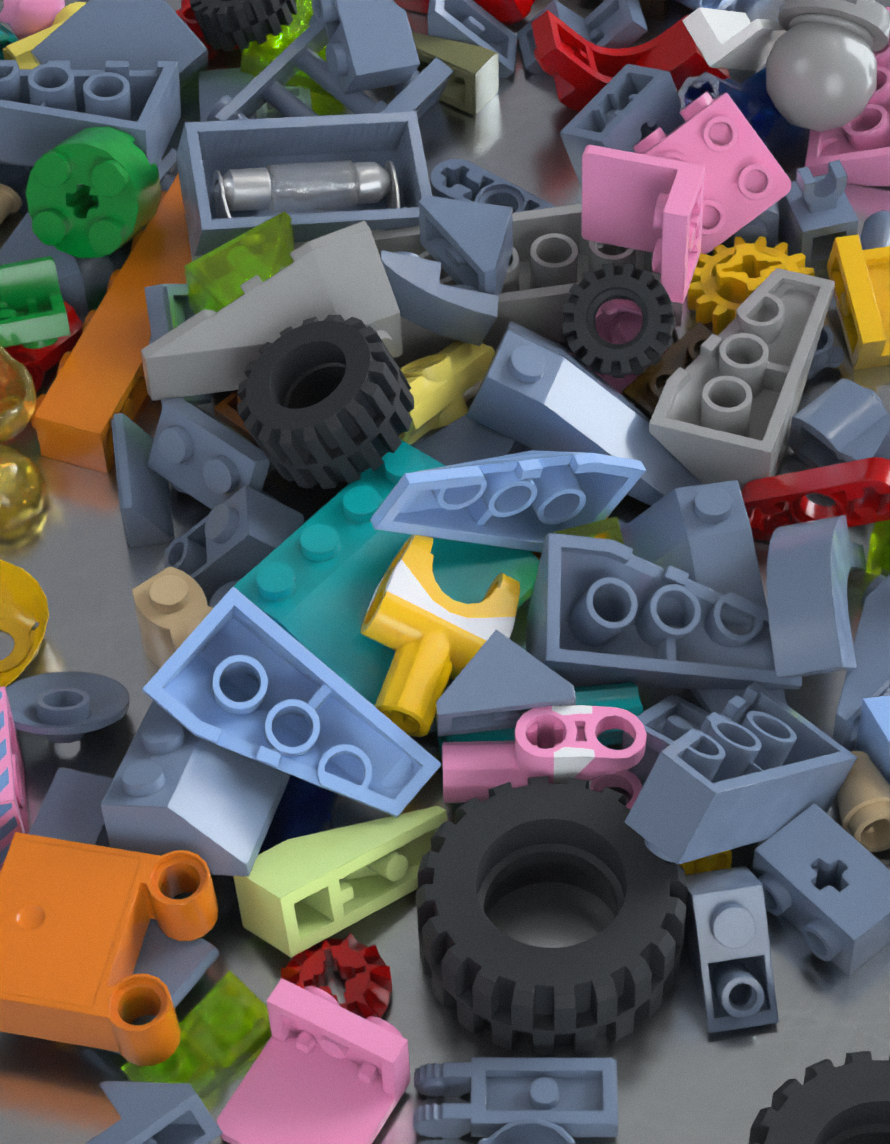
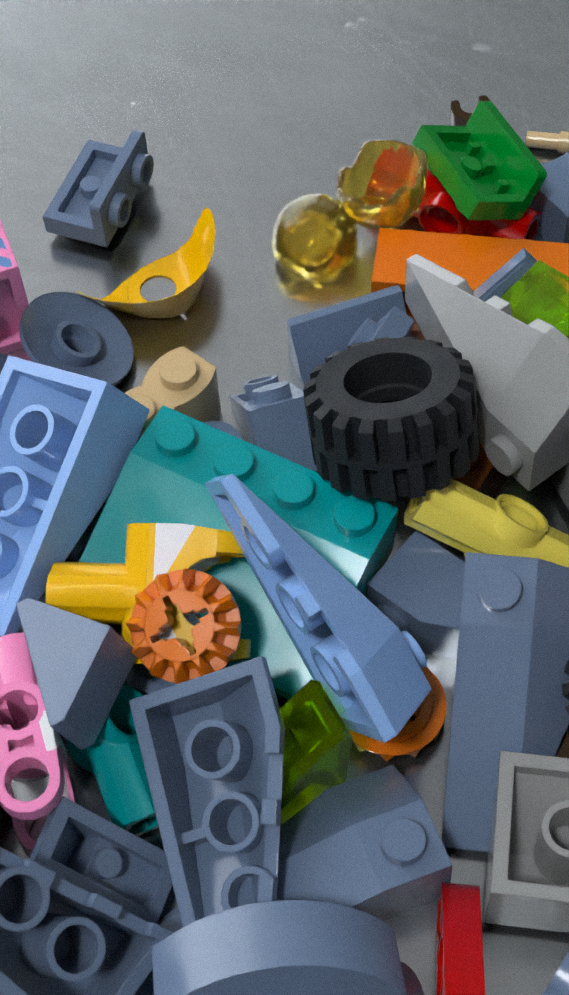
camera: 80 degrees right, 5 degrees up
(475, 617) = (214, 637): none -> orange gear

